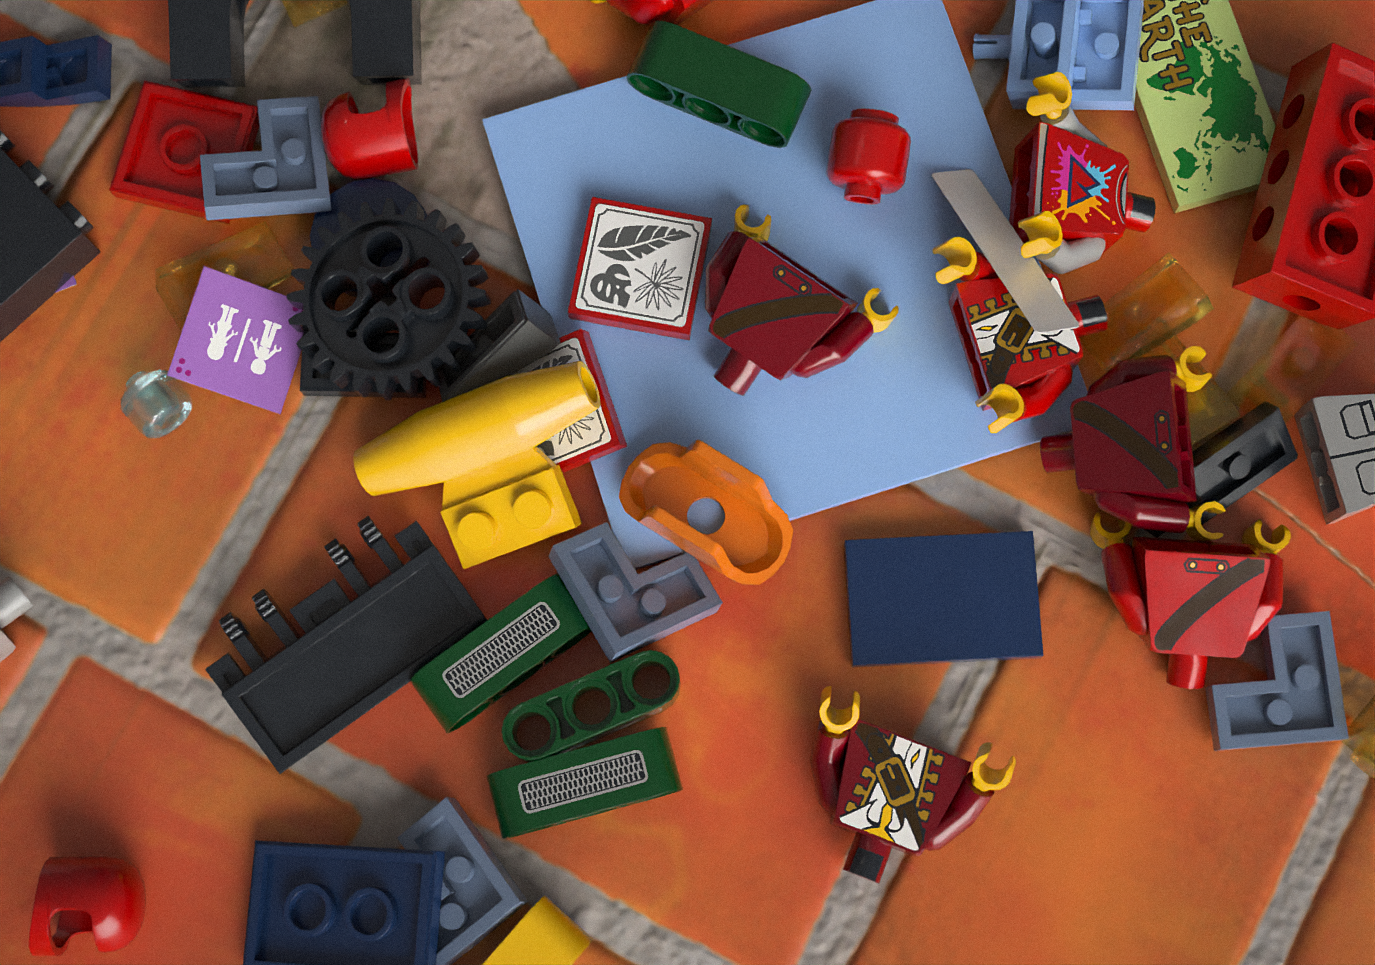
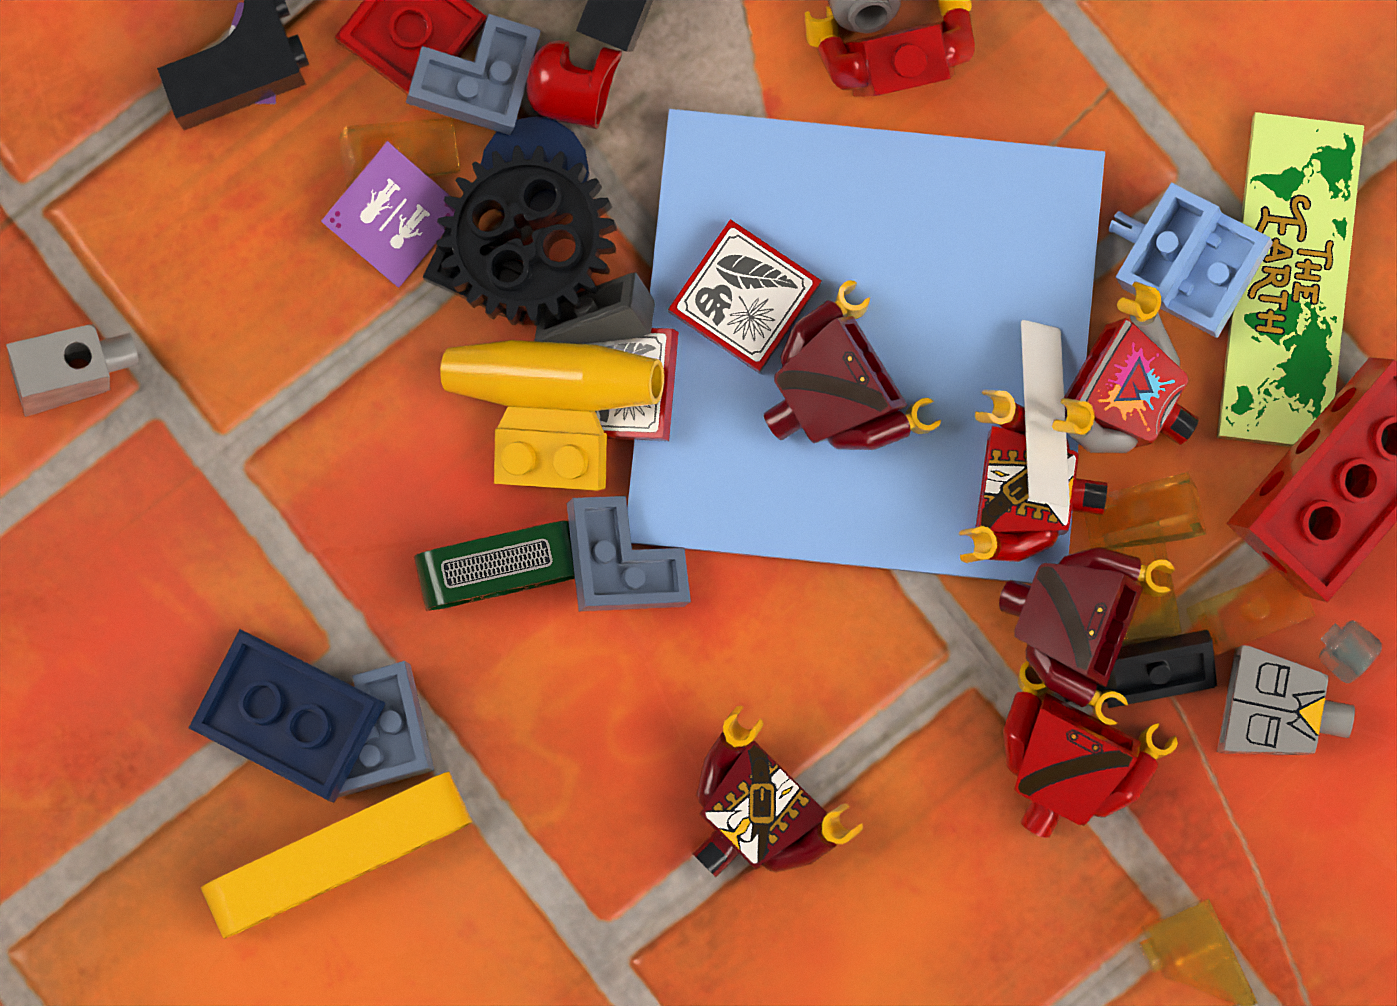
camera: 25 degrees right, 5 degrees up
(93, 897) = (94, 618): red helmet -> none
(155, 403) = (301, 237): clear light blue piece -> none
(350, 649) = (377, 509): black hinge -> none
(560, 704) = (525, 627): dark green beam -> none
(584, 782) = (518, 697): dark green beam -> none
(672, 477) = (691, 483): orange piece -> none
(719, 84) = (877, 167): dark green beam -> none
(868, 155) = (973, 284): red head -> none
(942, 599) = (871, 675): dark blue tile -> none
(1296, 702) = (1112, 884): sand blue plate -> none

